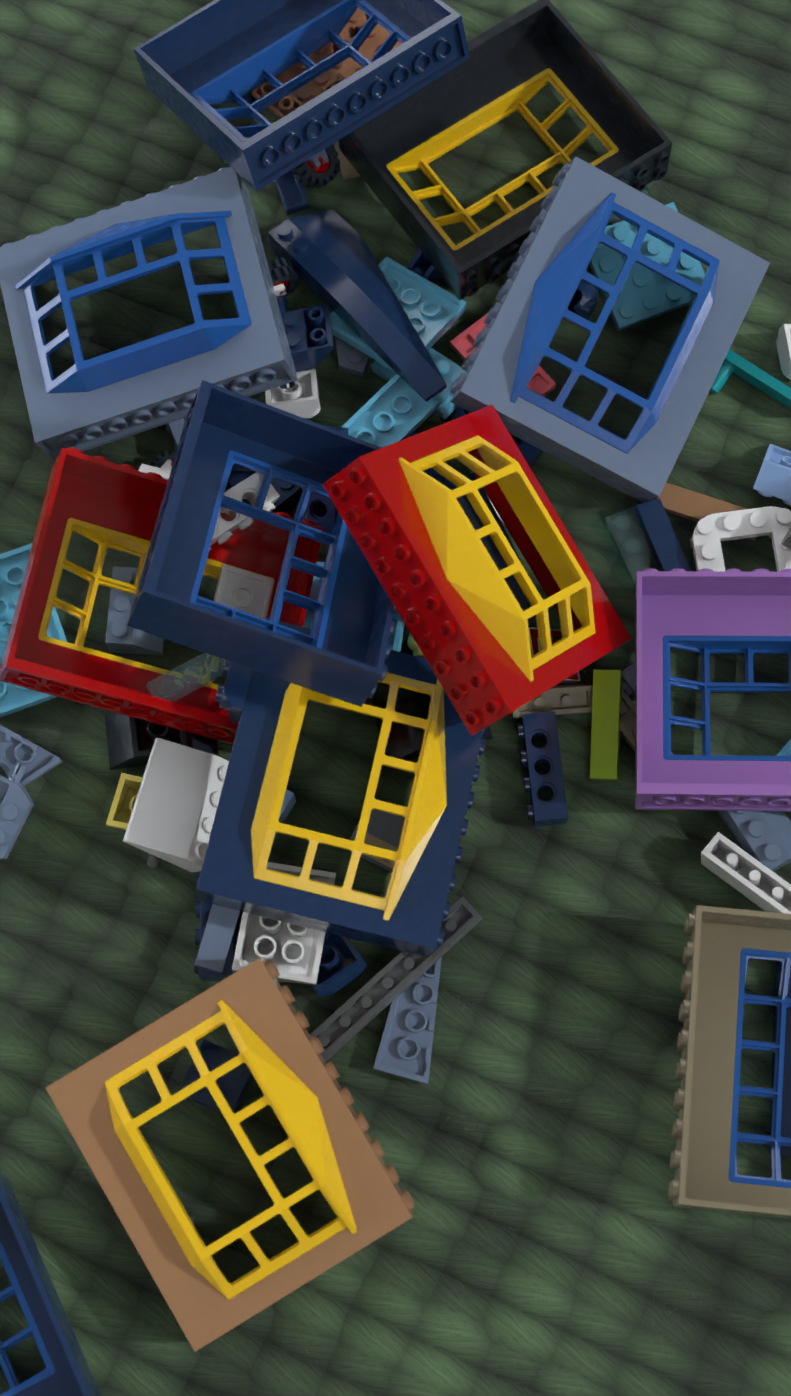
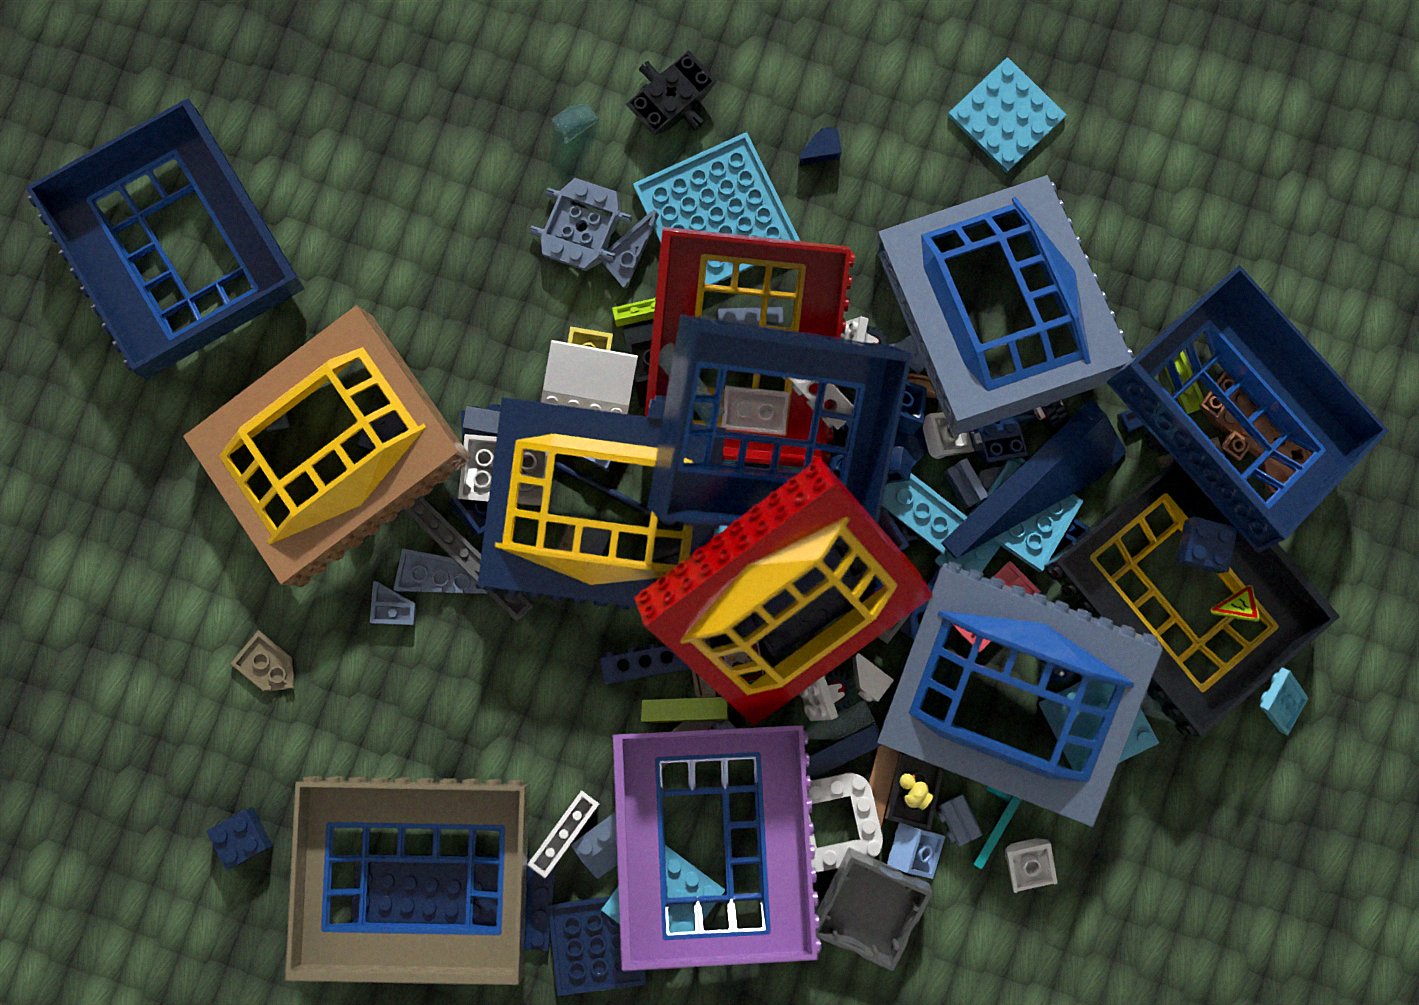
camera: 80 degrees right, 10 degrees up
(94, 741) = (634, 312): none -> lime plate
(353, 754) = (605, 490): none -> dark blue bar
(354, 378) = (965, 484): none -> sand blue slope
(449, 1089) = (390, 607): none -> sand blue wing
(455, 113) = (1206, 545): none -> dark blue brick
(513, 1266) = (265, 664): none -> dark tan tile
(527, 87) = (1239, 605): none -> piece
(583, 503) = (869, 679): none -> white slope
(604, 555) = (827, 696): none -> white plate
(635, 68) = (1283, 701): none -> medium azure plate
(717, 467) = (924, 772): none -> black brick
(721, 456) = (918, 795): none -> light yellow animal
(744, 1311) = (239, 838): none -> dark blue brick
(752, 424) = (958, 819): none -> sand blue brick

